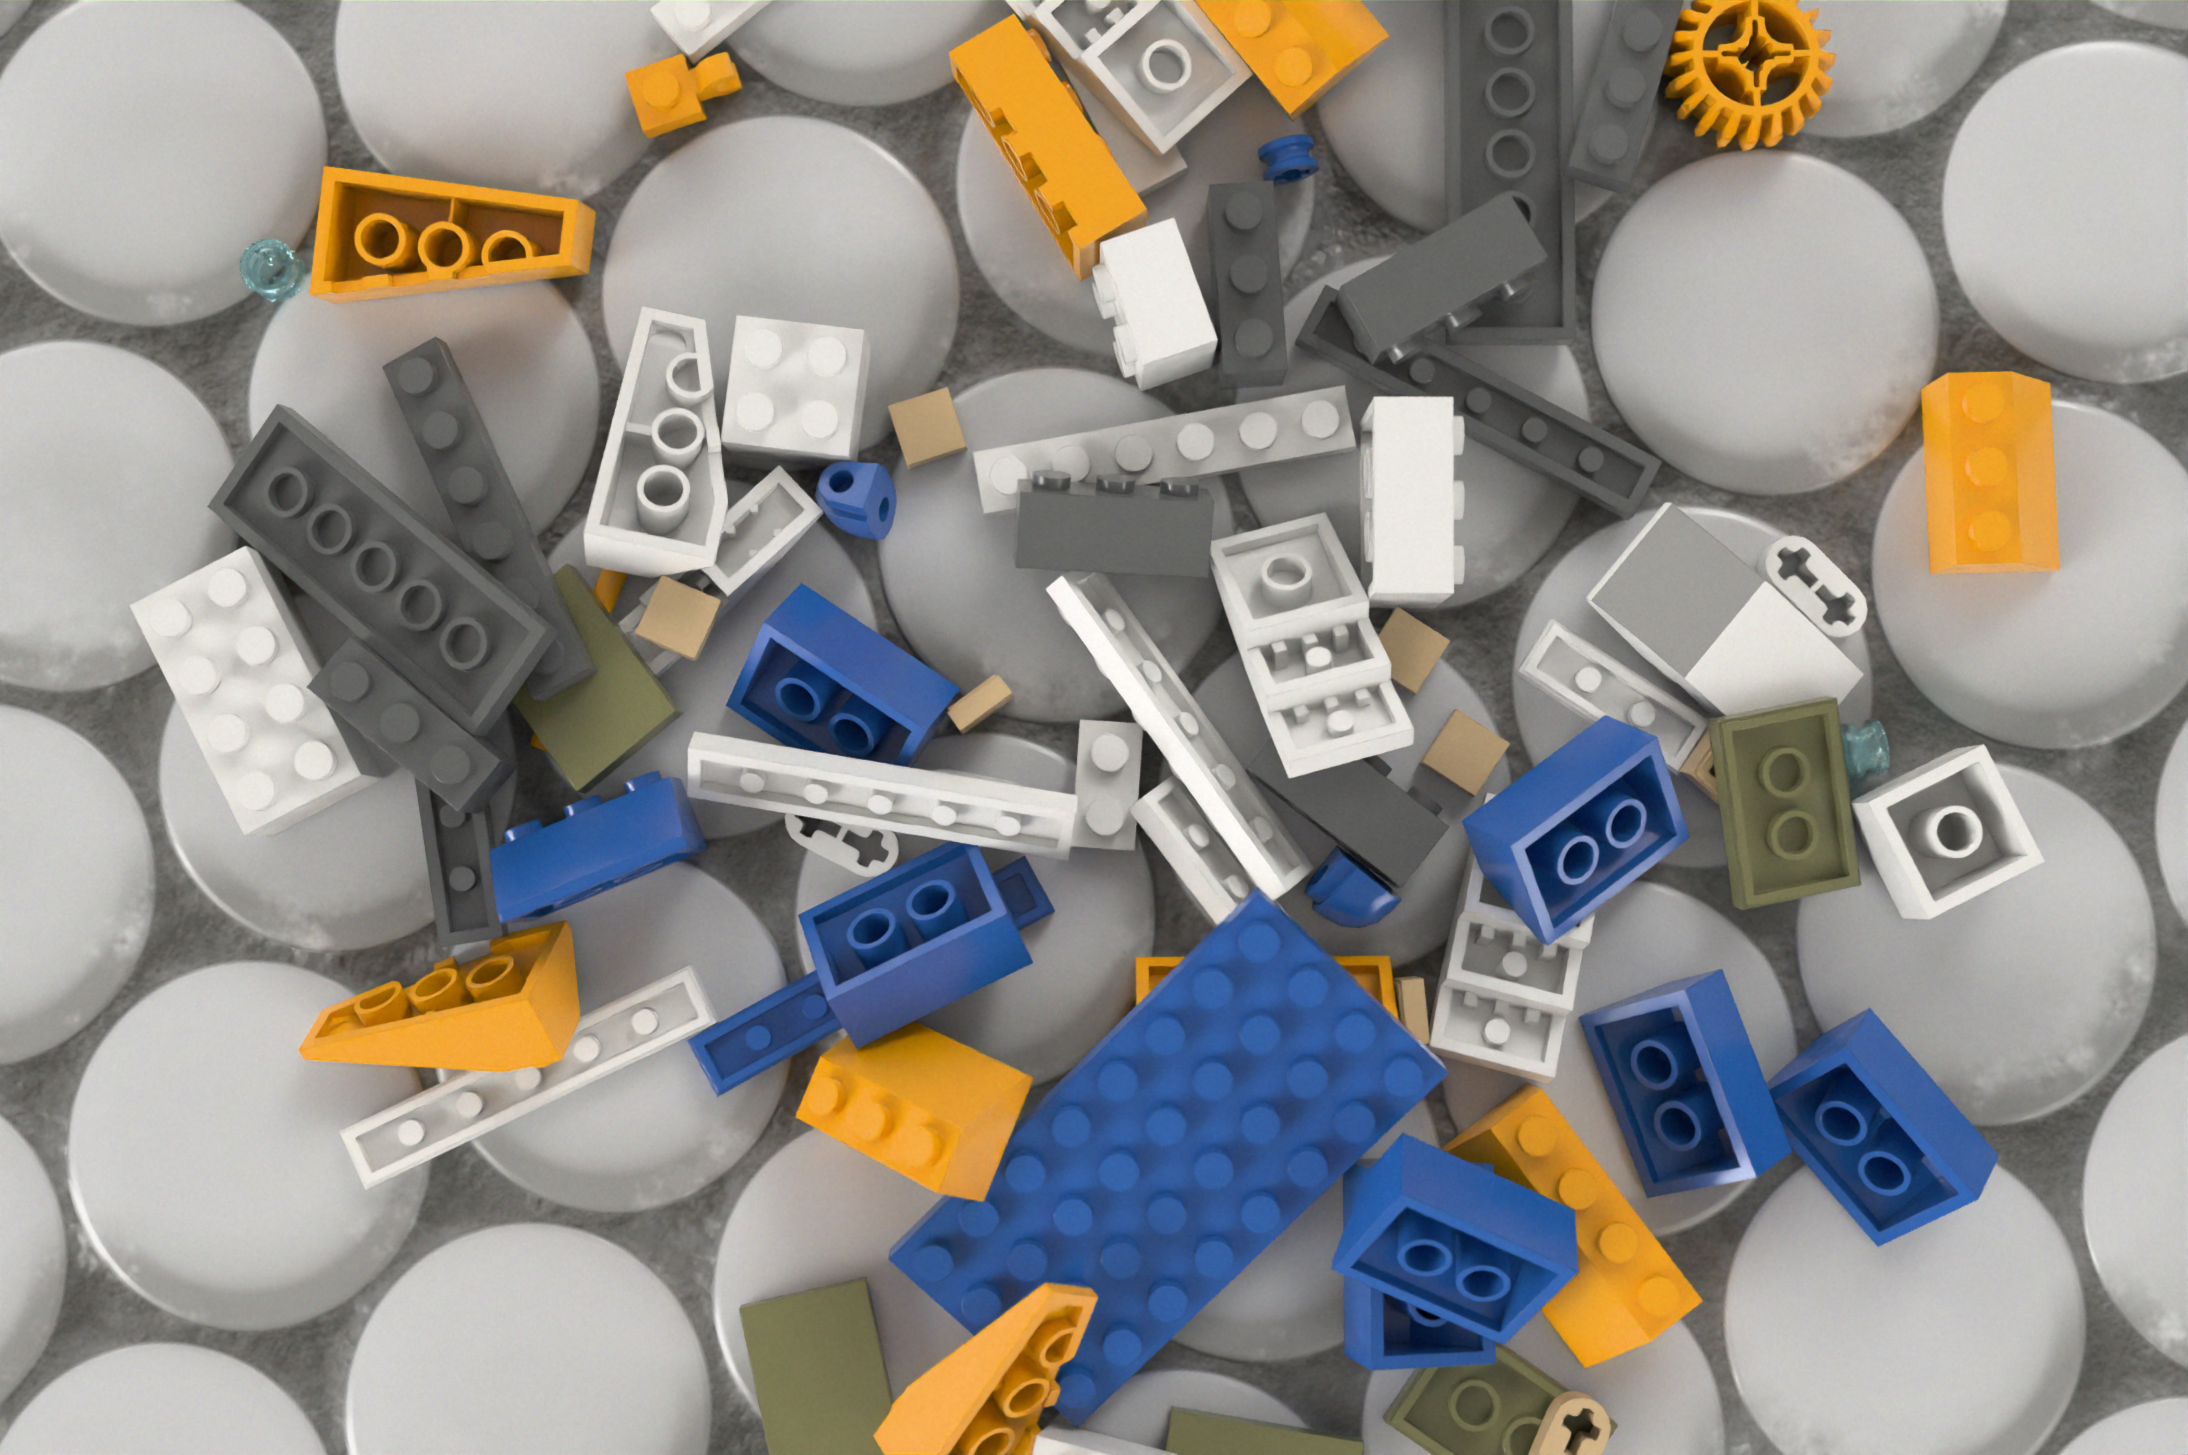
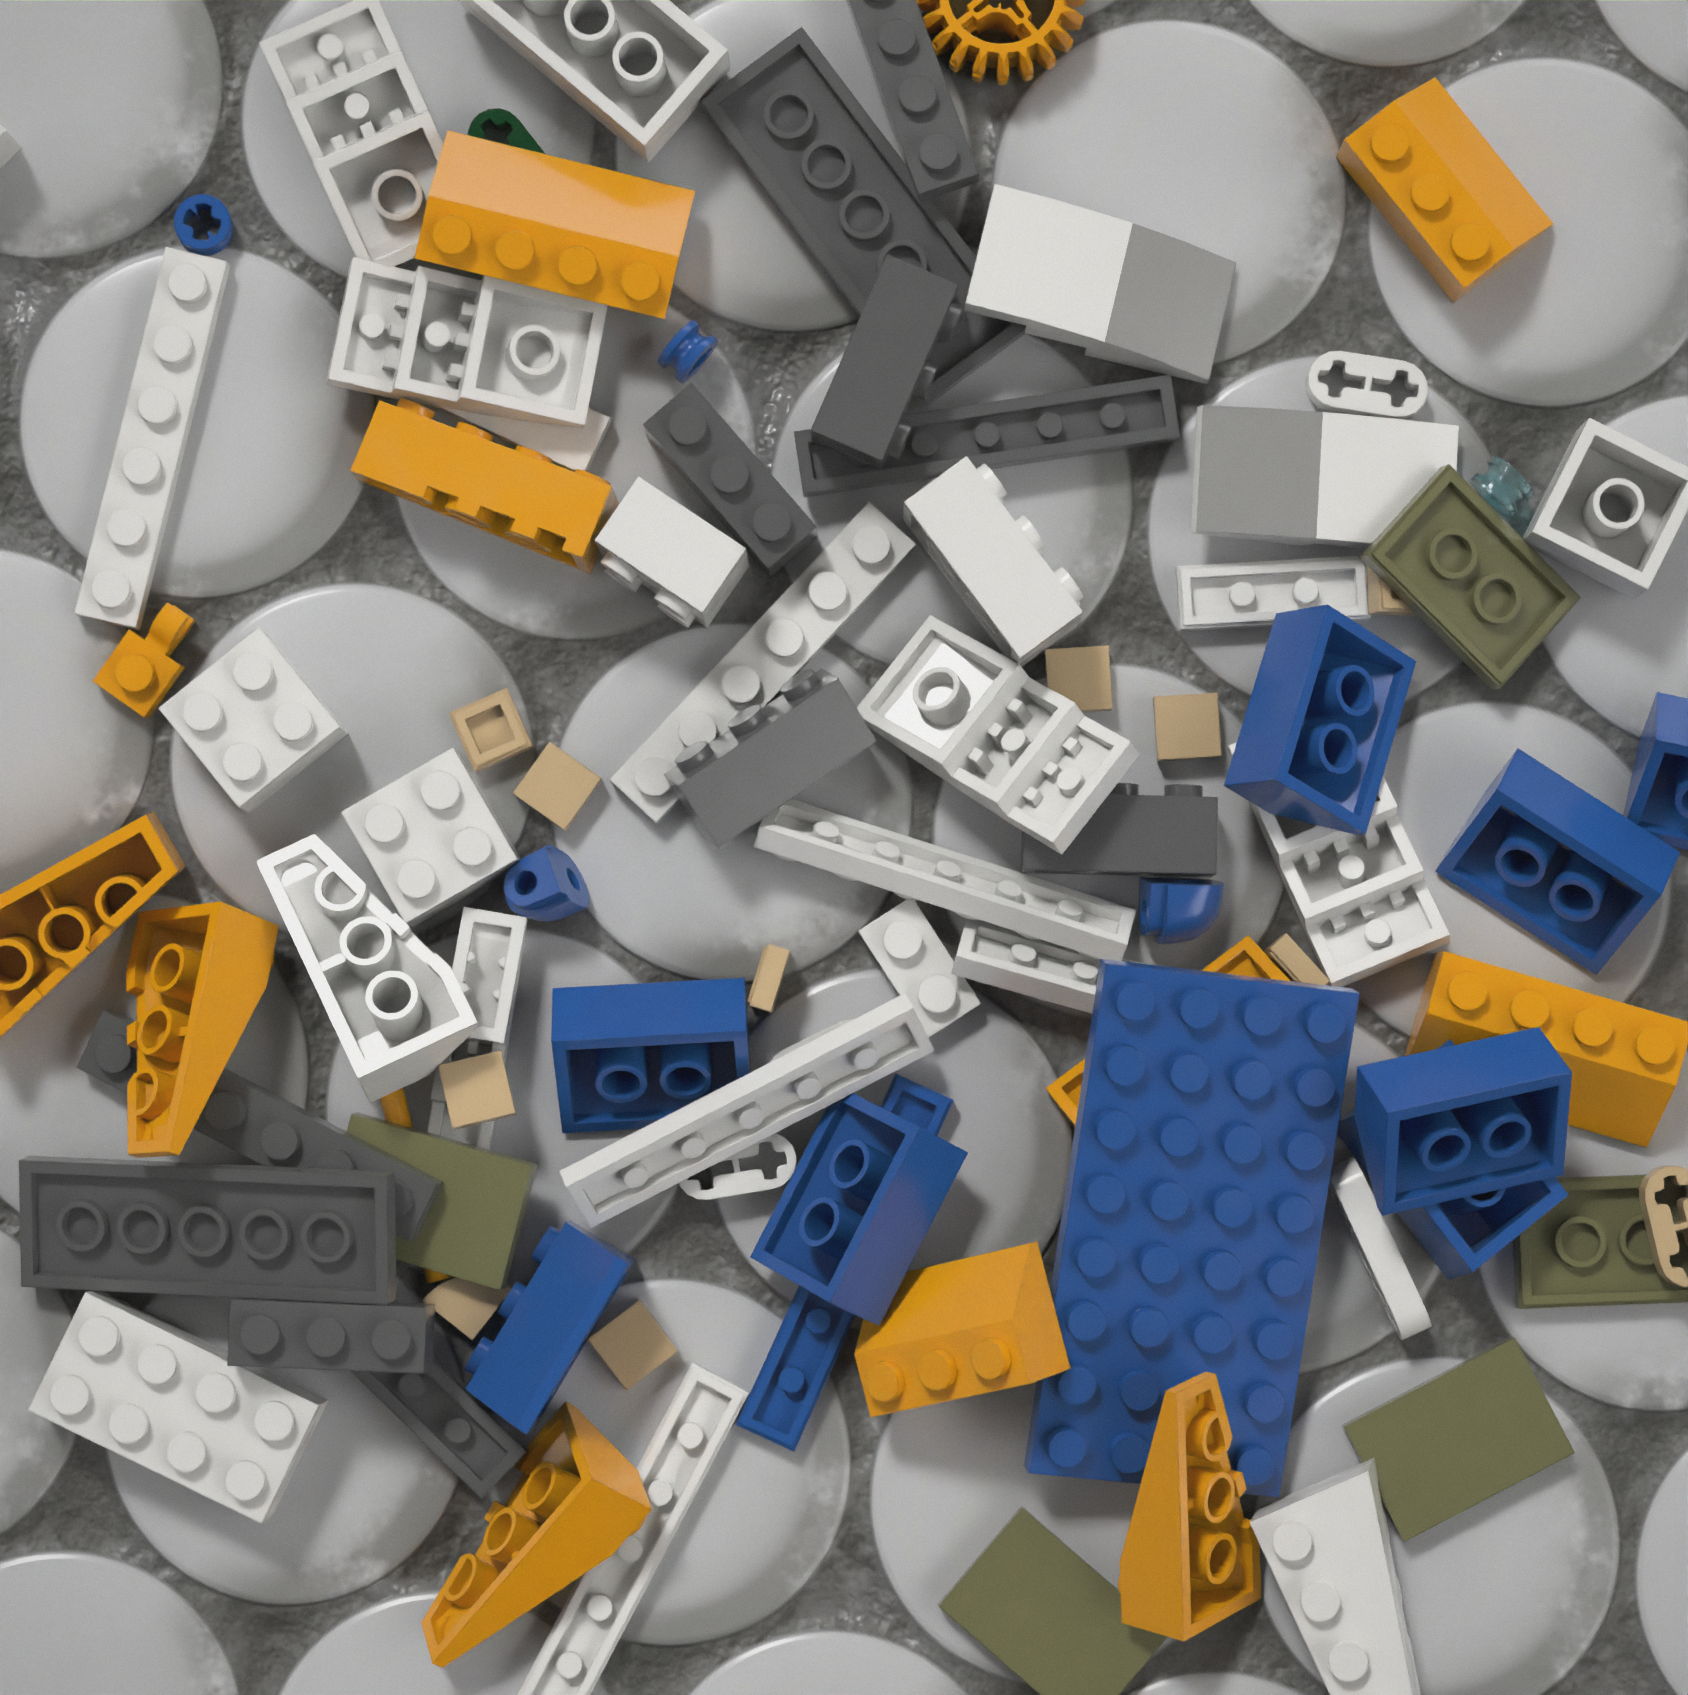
camera: 30 degrees left, 0 degrees up
(523, 369) = (195, 991): none -> light orange wedge
(545, 784) = (466, 1304): none -> tan tile
(654, 915) = (633, 1344): none -> tan tile
(724, 195) = (253, 720): none -> white brick
(908, 345) = (491, 730): none -> tan tile
(1306, 1289) = (1377, 1249): none -> white beam
(1659, 346) = (1100, 284): none -> white slope

